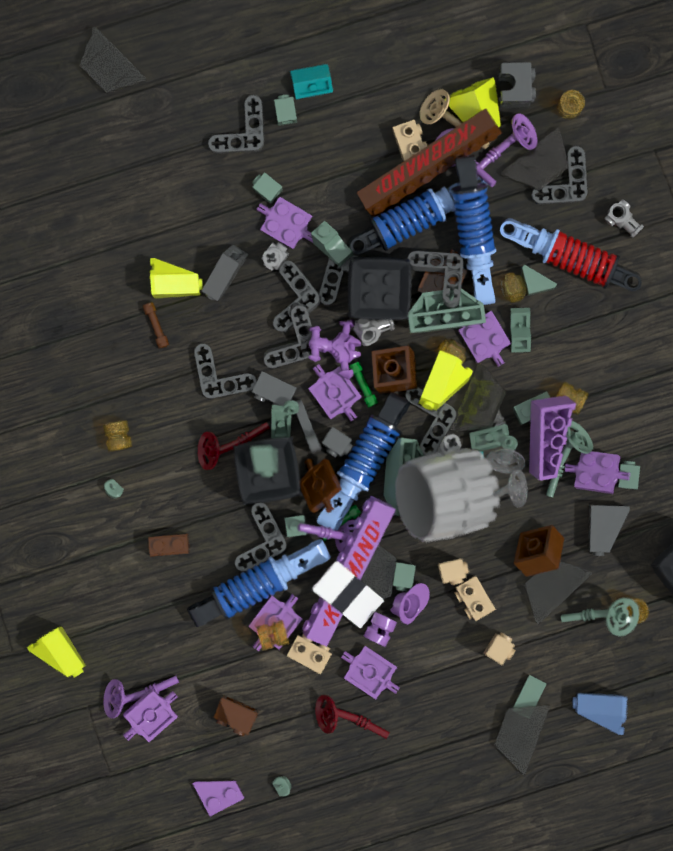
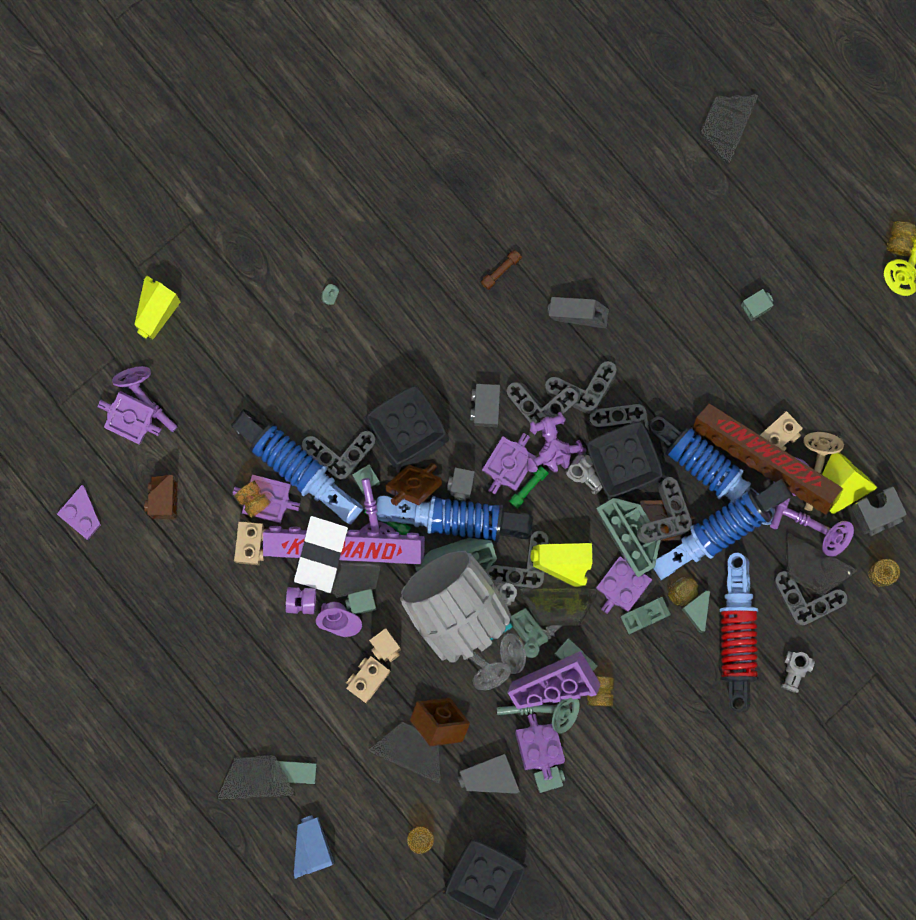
camera: 65 degrees right, 5 degrees down
(117, 436) = (381, 277): clear yellow wheel -> none
(169, 545) = (298, 368): reddish brown brick -> none
(173, 281) = (549, 266): neon yellow slope -> none
(212, 379) = (472, 344): dark grey beam -> none
(213, 451) = (405, 371): dark red dish -> none
(250, 132) = (720, 282): dark grey beam -> none
(265, 460) = (414, 417): sand green slope -> none
(266, 187) = (676, 318): sand green brick -> none
(275, 256) = (614, 352): light grey connector -> none
(282, 419) = (462, 422): sand green hinge -> none
(282, 785) = (113, 570): sand green piece -> none
(286, 222) = (651, 350): medium lavender plate -> none
(307, 428) = (455, 457): dark grey beam -> none
(312, 81) = (796, 318): teal panel -> none
(331, 244) = (649, 399): sand green arch -> none
(331, 713) = (201, 587): dark red dish -> none
(370, 672) = (255, 609): medium lavender plate -> none
(394, 369) = (555, 510): reddish brown slope -> none
(454, 348) = (599, 559): clear yellow head -> none
(500, 648) = (329, 723): tan brick -> none
(617, 615) = (408, 821): sand green dish -> none

